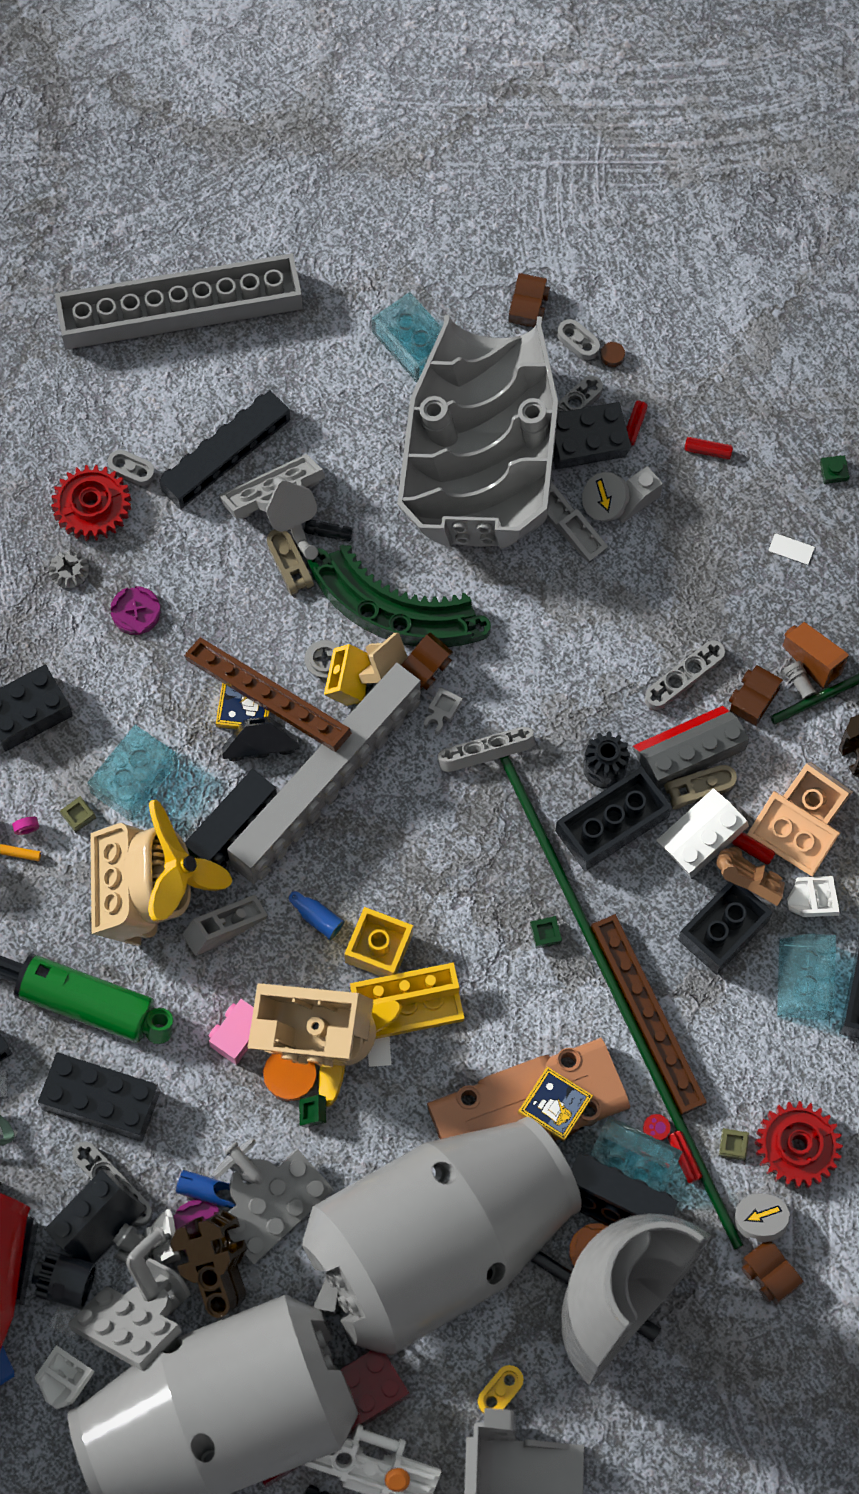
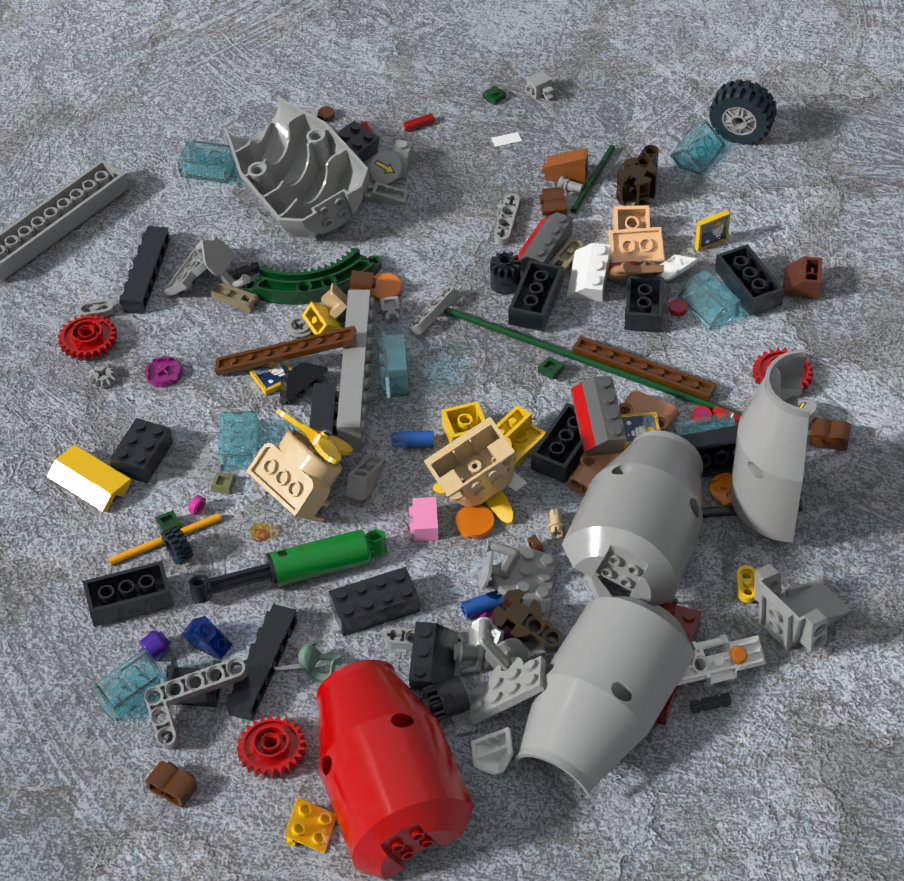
camera: 35 degrees left, 20 degrees down
(64, 909) = (260, 532): none -> clear yellow tile
(312, 1111) = (506, 527): dark green plate -> none
(322, 1158) = (534, 543): none -> reddish brown tile
(367, 1150) = (556, 525): none -> tan pin
(373, 797) = (394, 364): none -> clear light blue brick
(465, 673) = (386, 286): none -> orange tile
(467, 1051) = (560, 447): none -> black brick
(517, 1054) = (598, 416): none -> dark grey slope
(528, 300) = (256, 114): reddish brown brick -> none
(733, 1144) = (745, 395): olive tile -> none
(766, 956) = (678, 307): none -> red tile

